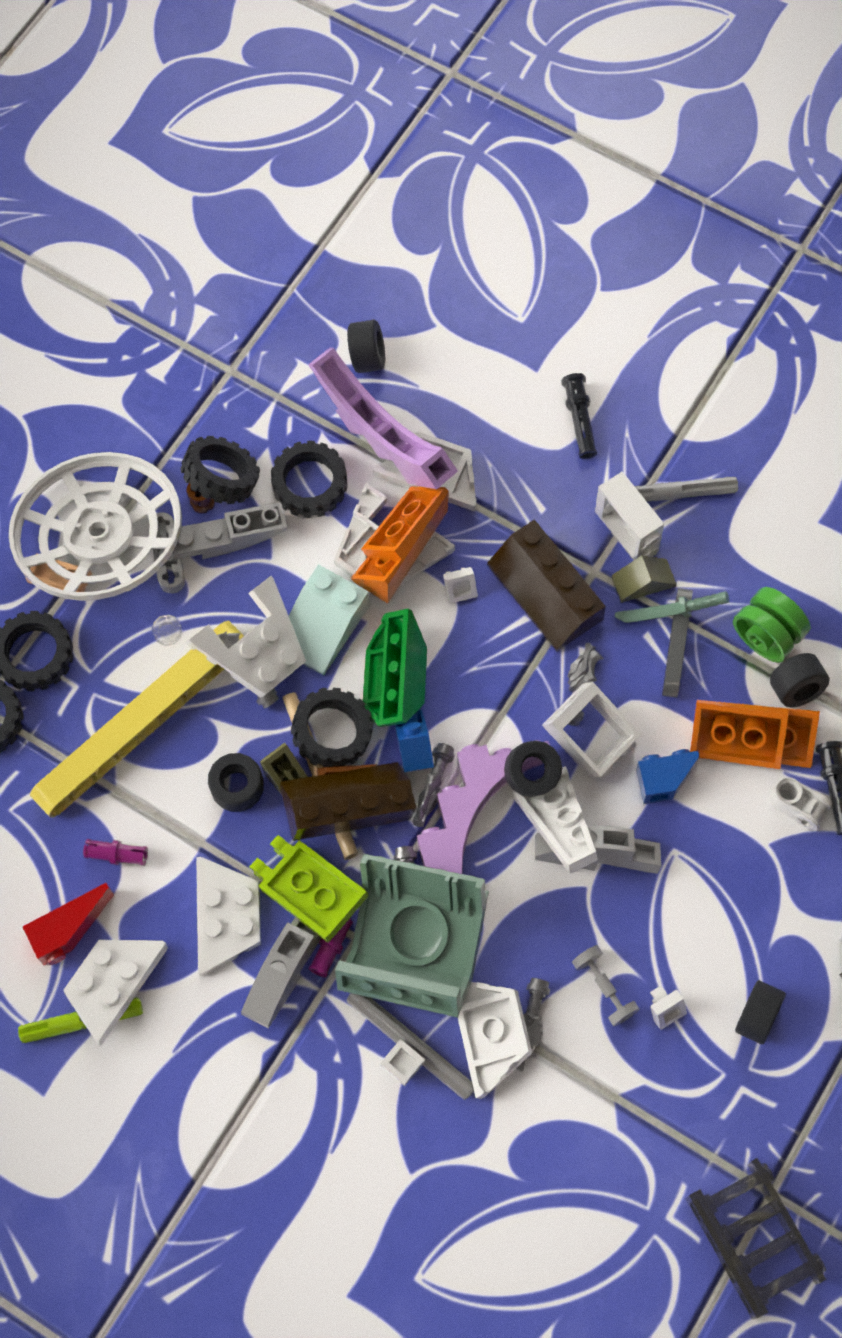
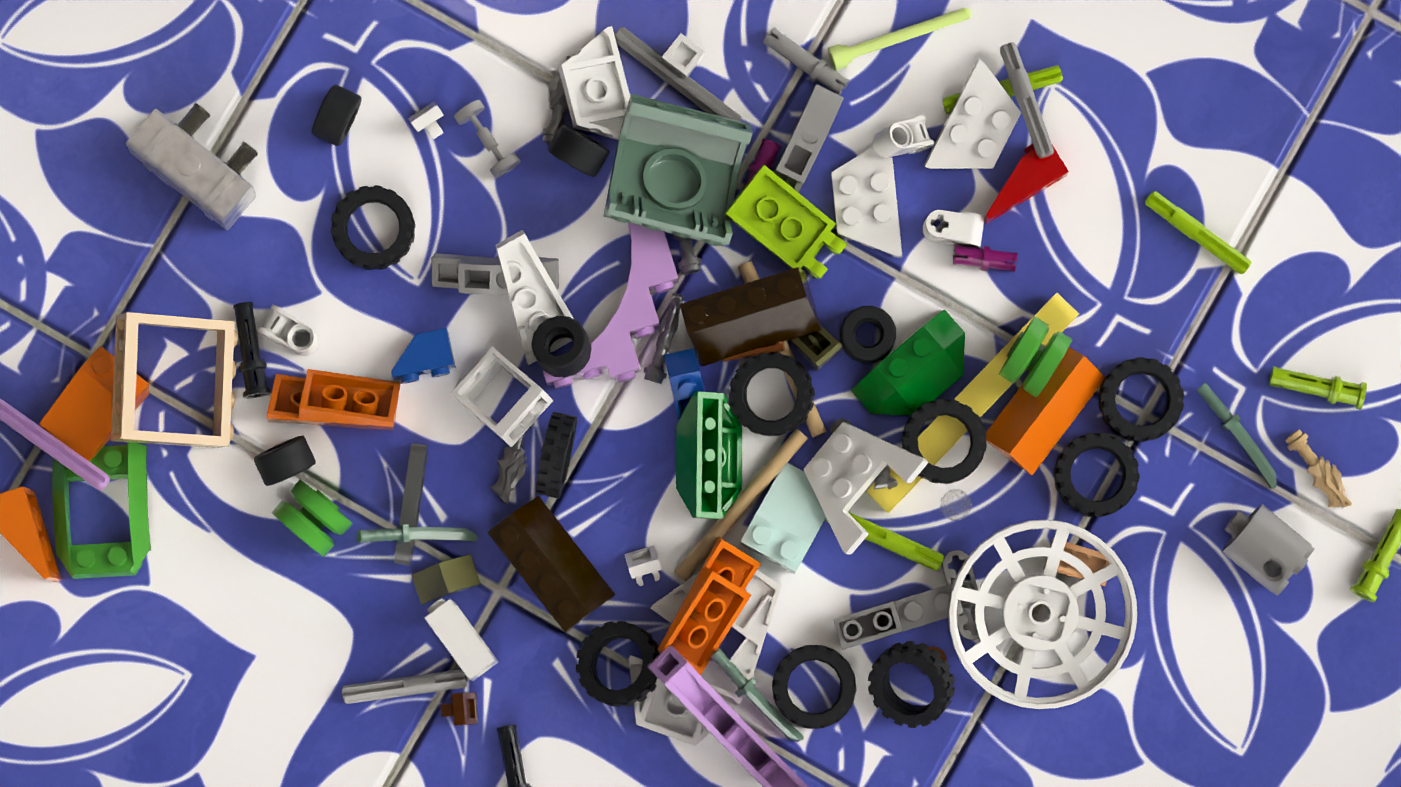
camera: 175 degrees right, 15 degrees up
(56, 1001) = (1026, 100): none -> light grey axle
(73, 737) = (1036, 357): none -> bright green wheel
(76, 710) = (1033, 425): none -> orange slope
(137, 880) = (960, 228): none -> white piece
(169, 702) = (973, 425): none -> black tyre
(184, 970) = (903, 138): none -> white piece
(188, 748) = (915, 370): none -> green wedge
(223, 597) = (900, 544): none -> lime axle
(238, 1060) = (842, 55): none -> yellowish green piece
(267, 1046) = (806, 61): none -> light grey pin
(365, 635) = (741, 504): none -> tan piece
(369, 474) = (747, 688): none -> sand green sword
(501, 475) = (588, 659): none -> black tyre
(513, 966) = (578, 150): none -> black tyre
(539, 670) = (556, 455): none -> black tyre
(629, 464) = (462, 709): none -> reddish brown tile
(730, 872) = (373, 195): none -> black tyre

